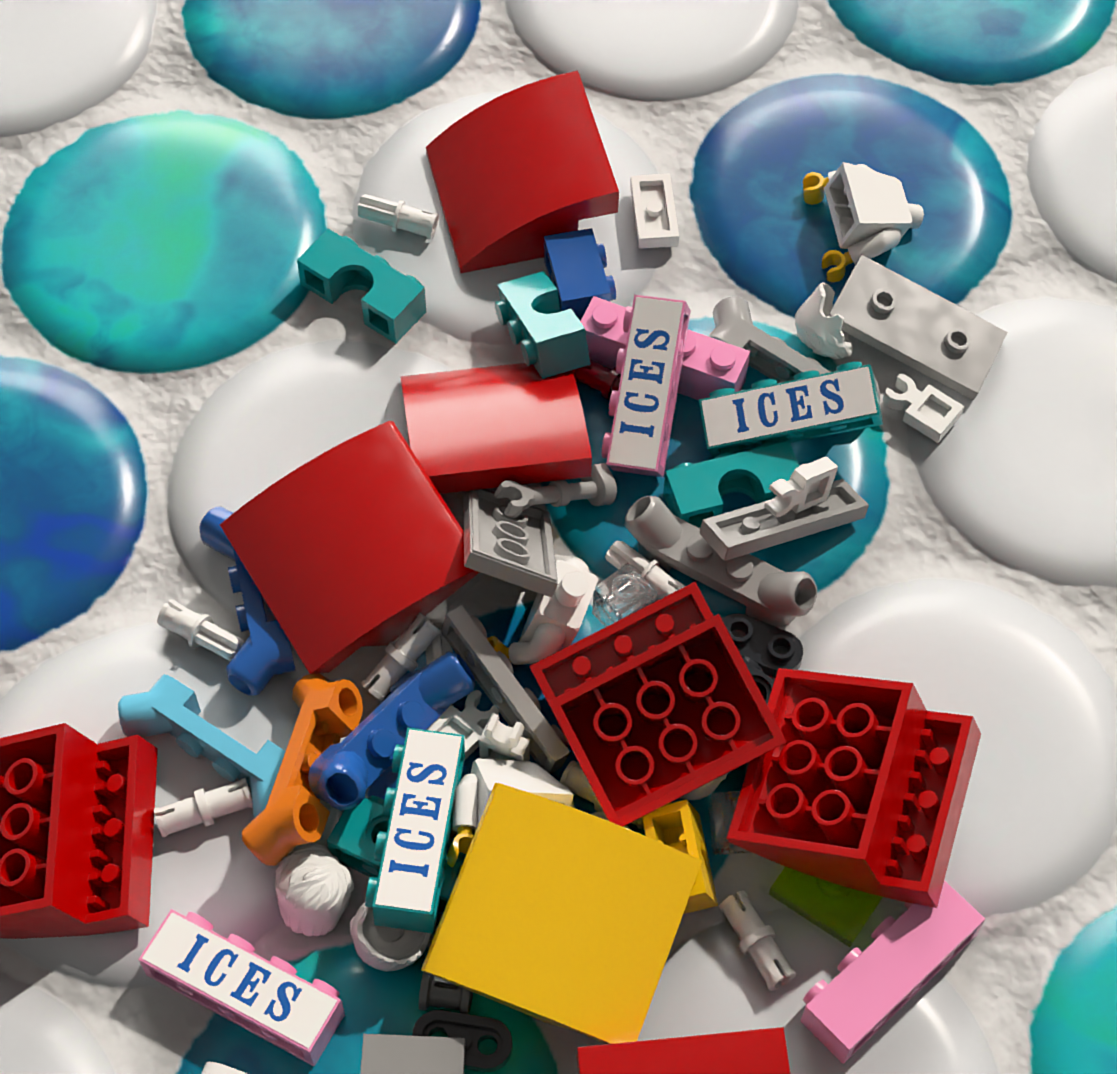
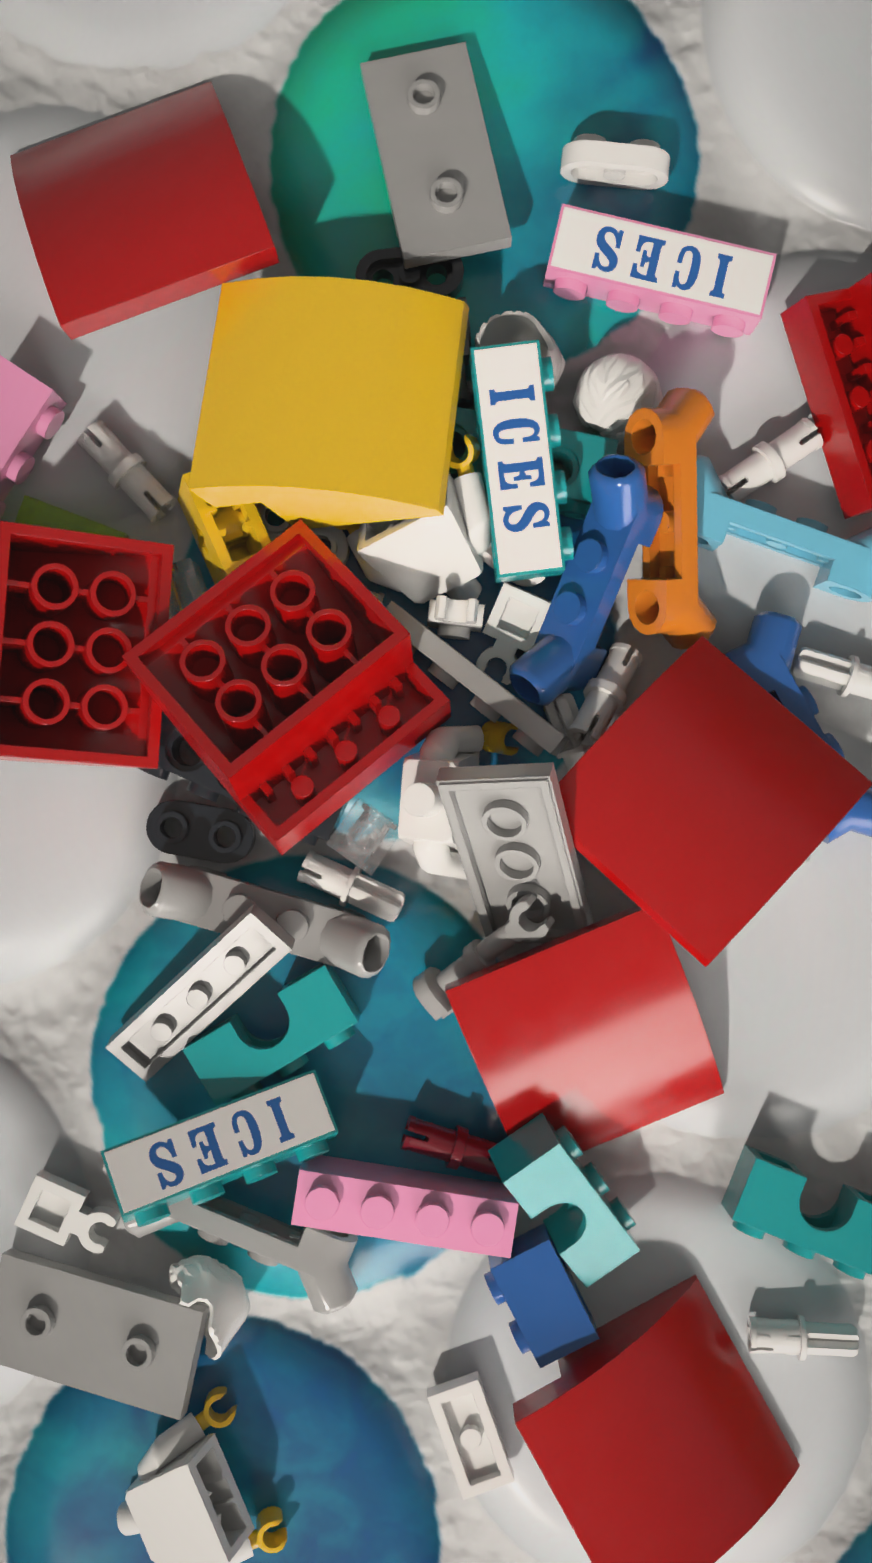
camera: 165 degrees right, 30 degrees up
(647, 385) = (406, 1135): brick -> none
(807, 487) = (178, 1037): white plate -> none

